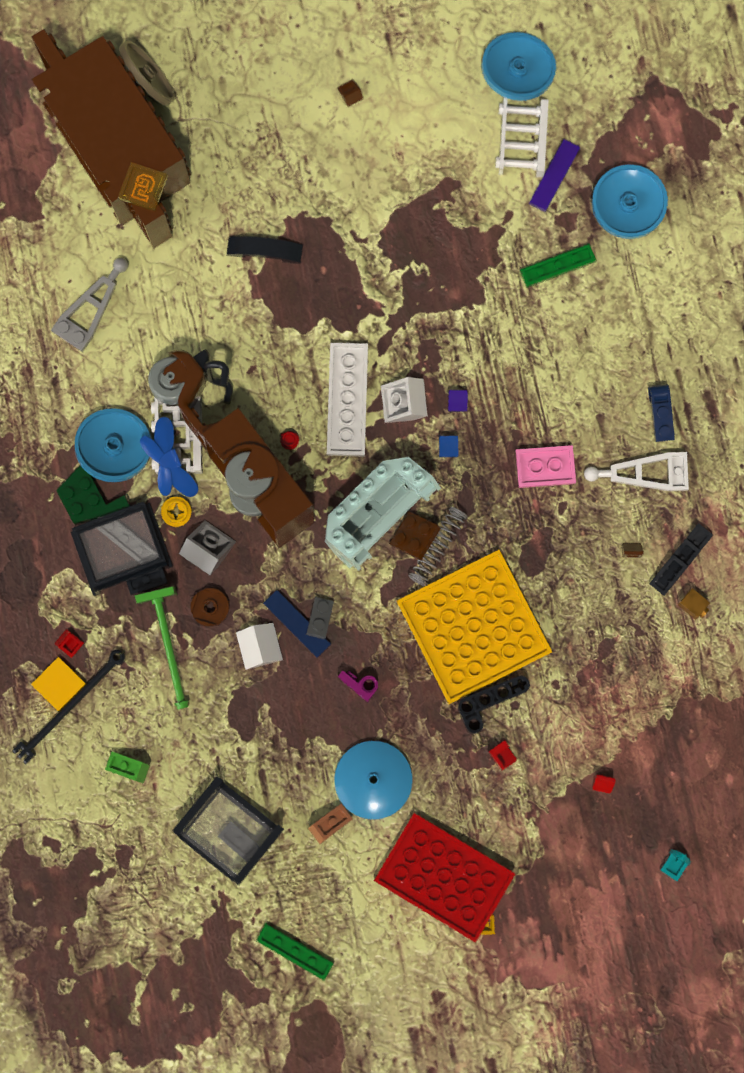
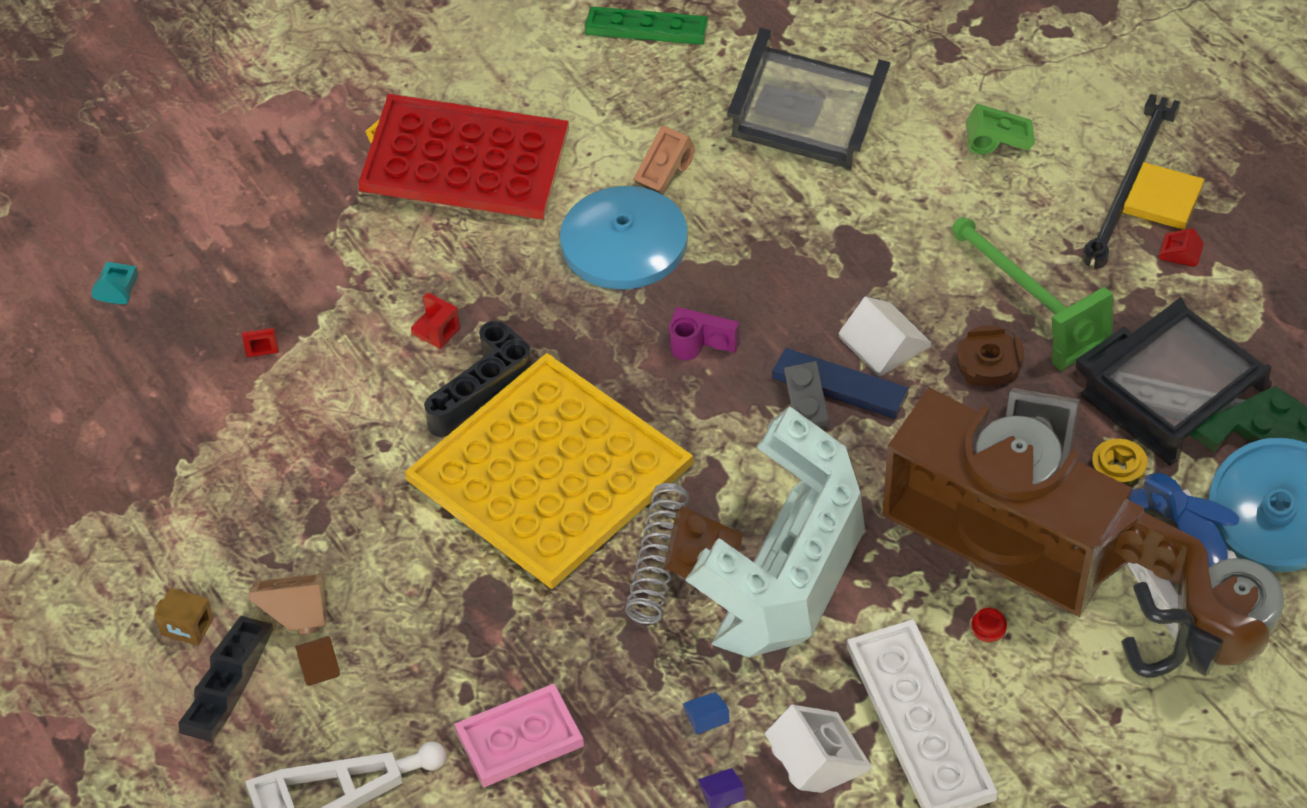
camera: 160 degrees right, 30 degrees down
(636, 593) = (293, 601): none -> medium nougat slope

